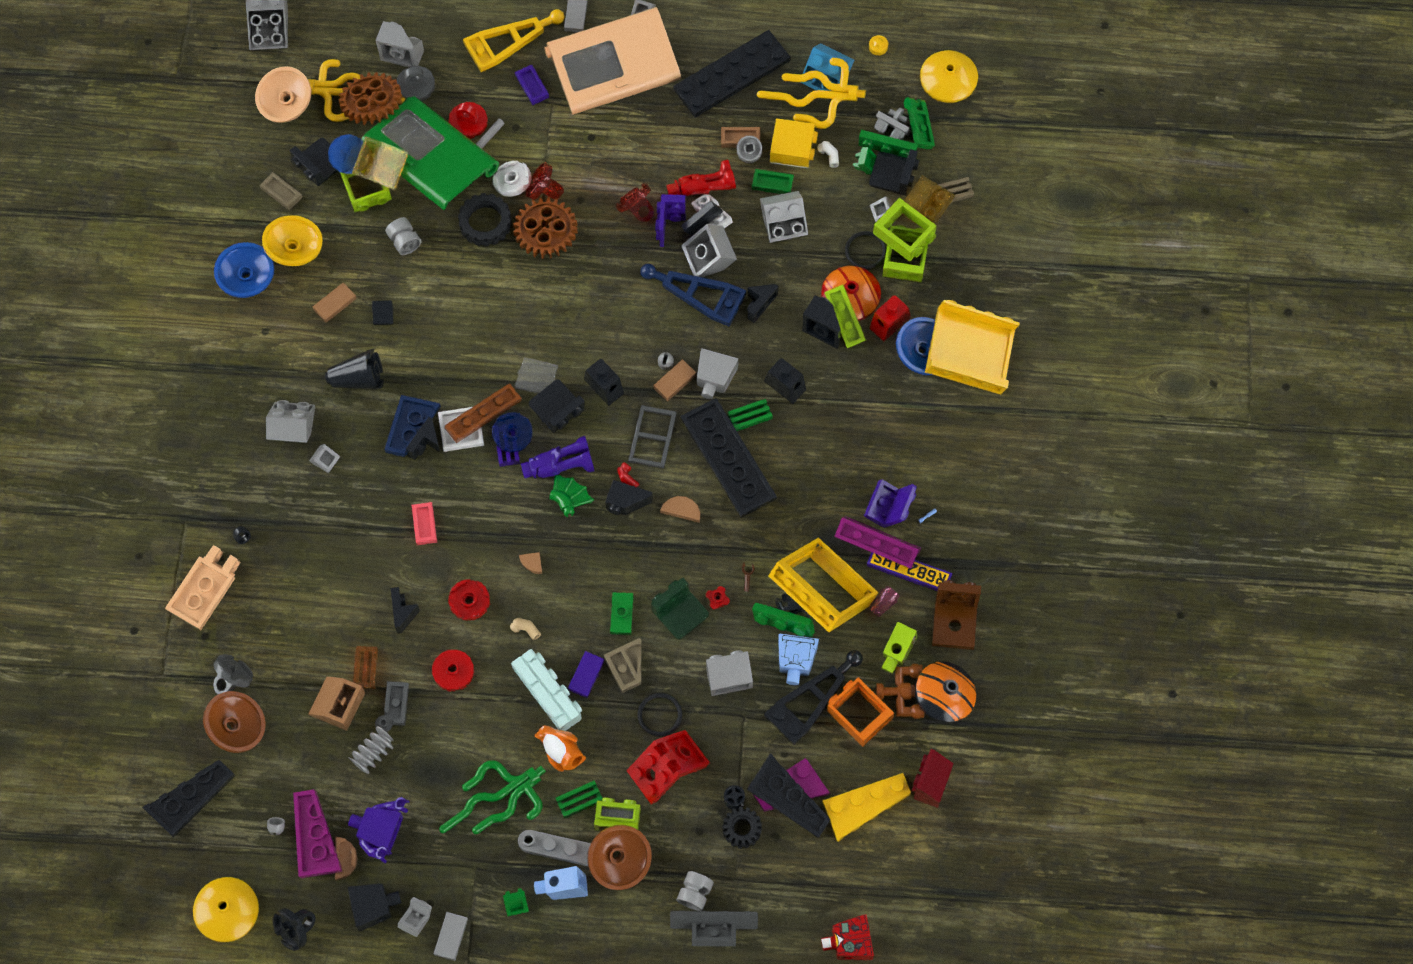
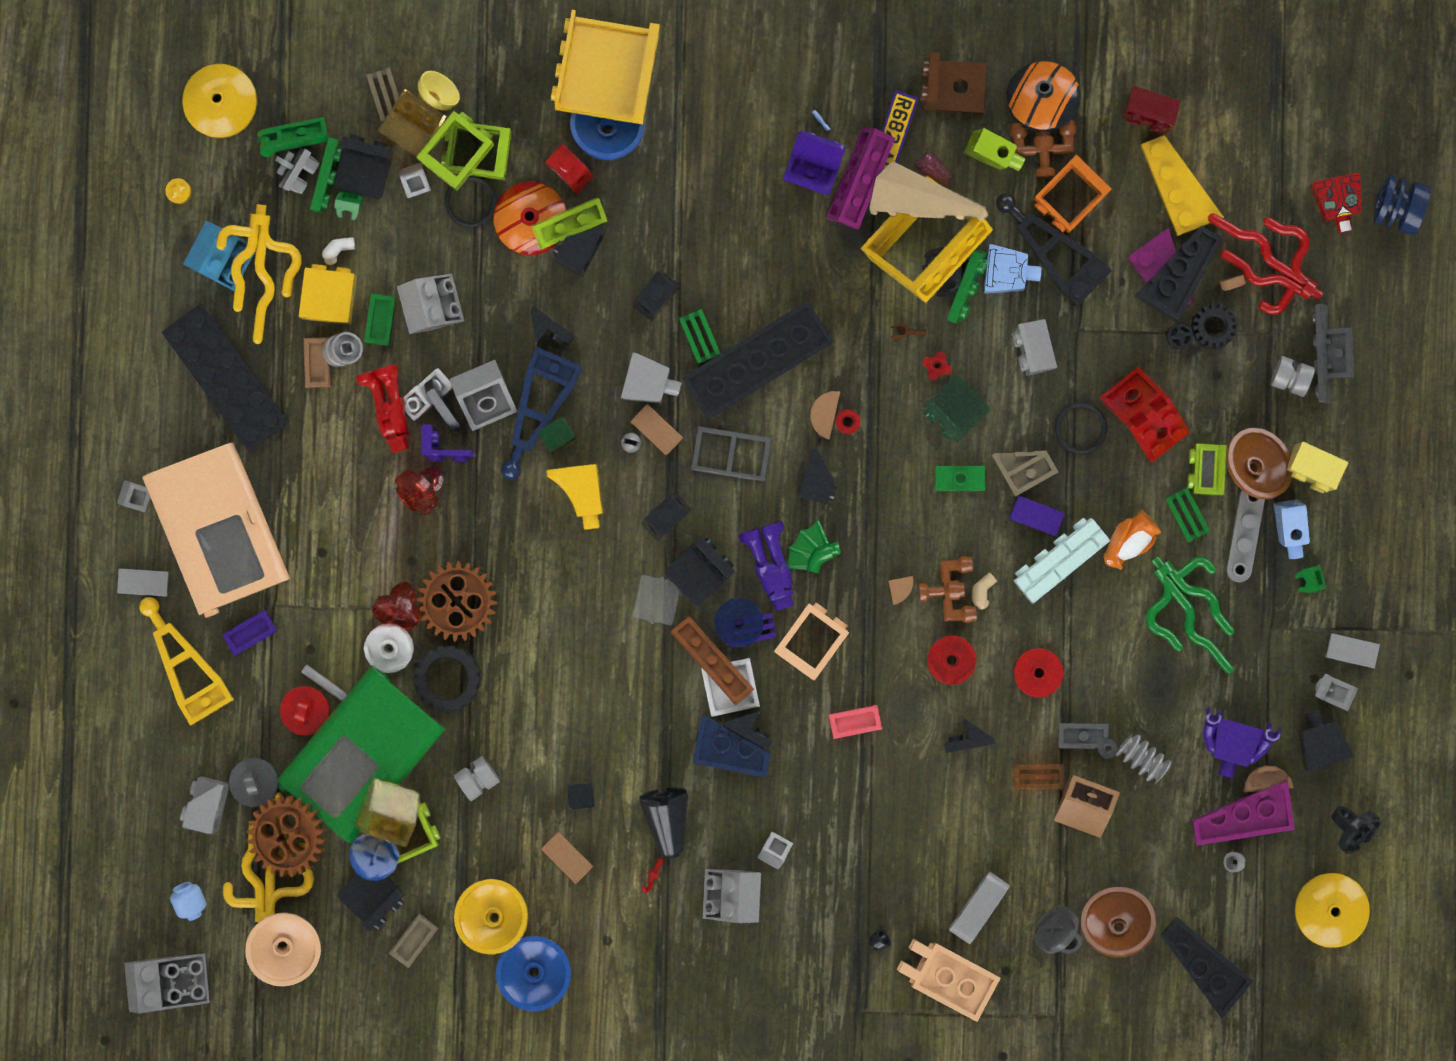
camera: 95 degrees left, 20 degrees up
(259, 613) = (979, 907): none -> light grey beam
(314, 365) = (653, 874): none -> red hand
(328, 34) = (188, 901): none -> light blue head
(478, 476) = (797, 662): none -> light nougat window
(527, 602) = (951, 590): none -> dark orange piece
(613, 904) = (1316, 467): none -> light yellow slope
(624, 477) = (788, 483): red arm -> none
(626, 318) = (583, 489): none -> yellow hips
(671, 521) = (851, 414): none -> red plate
(674, 304) = (556, 435): none -> dark green panel
(779, 844) = (1232, 282): none -> medium nougat tile
(782, 896) = (1293, 280): none -> red plant
(861, 573) = (907, 192): none -> tan wedge
(959, 227) = (438, 91): none -> light yellow piece

